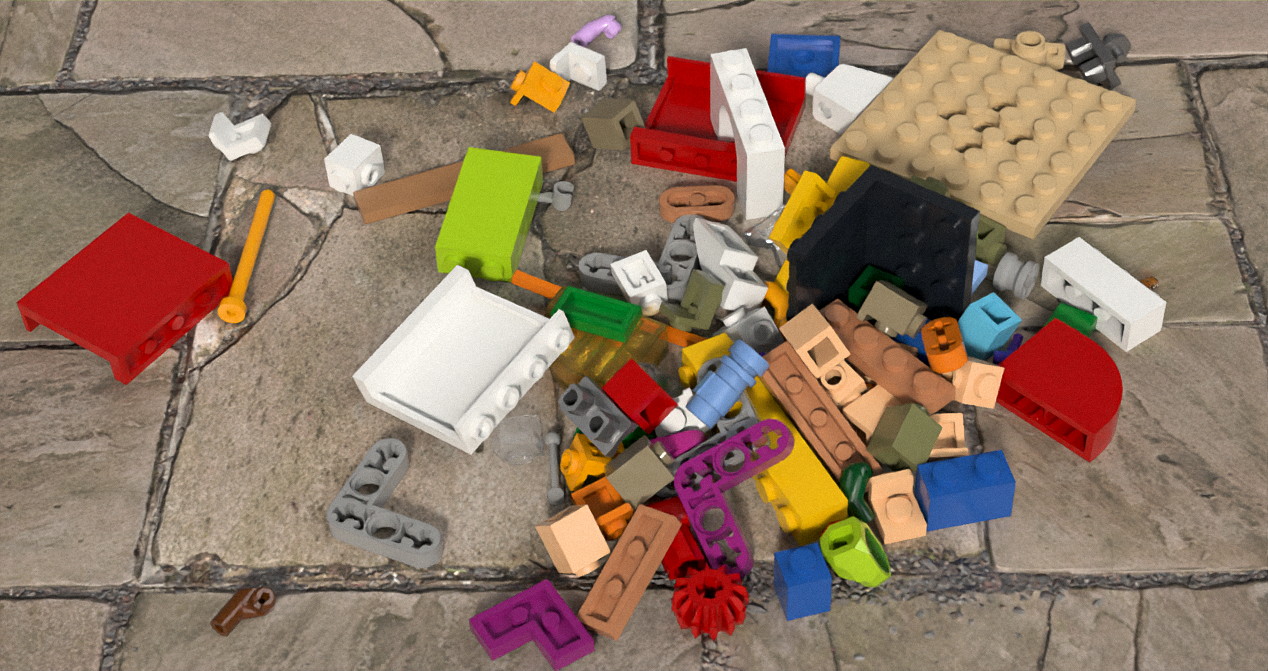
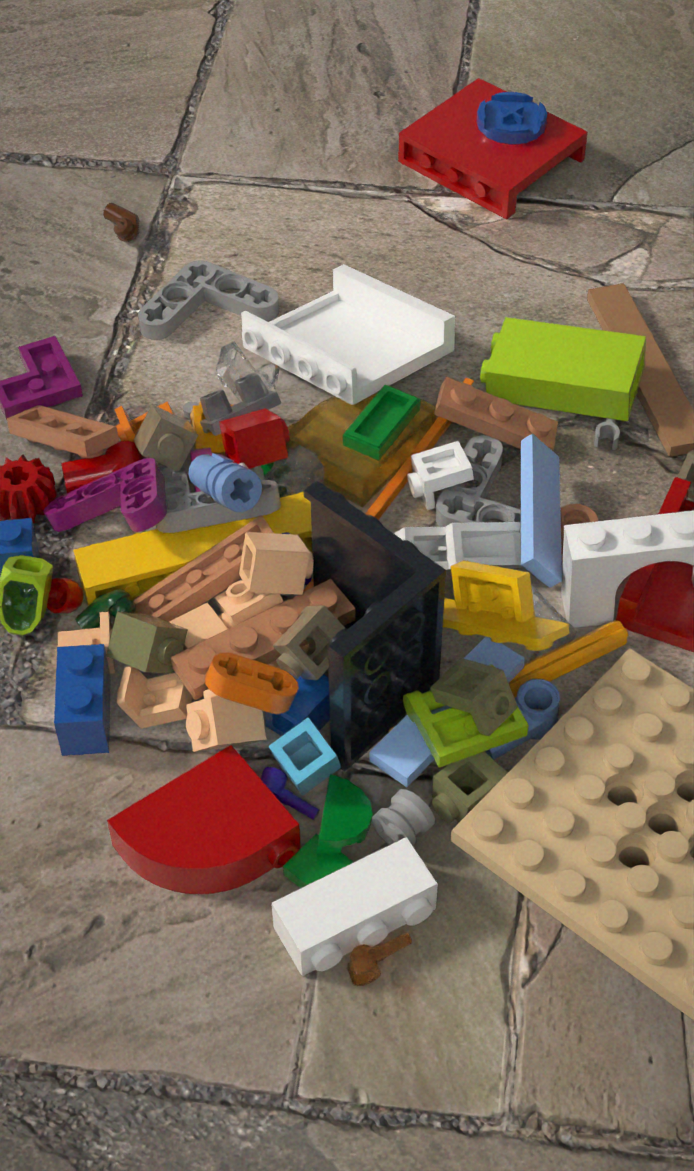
camera: 95 degrees right, 5 degrees up
(106, 265) = (511, 118): none -> blue tile
(232, 308) = (545, 220): light orange bar -> none
(354, 165) = (660, 281): white brick -> none
(562, 254) = (492, 415): none -> nougat plate
(573, 540) = (109, 390): light nougat brick -> none
(682, 210) = (540, 511): none -> light blue tile
(698, 303) = (397, 509): olive bracket -> none
(1035, 307) = (344, 817): none -> green tile

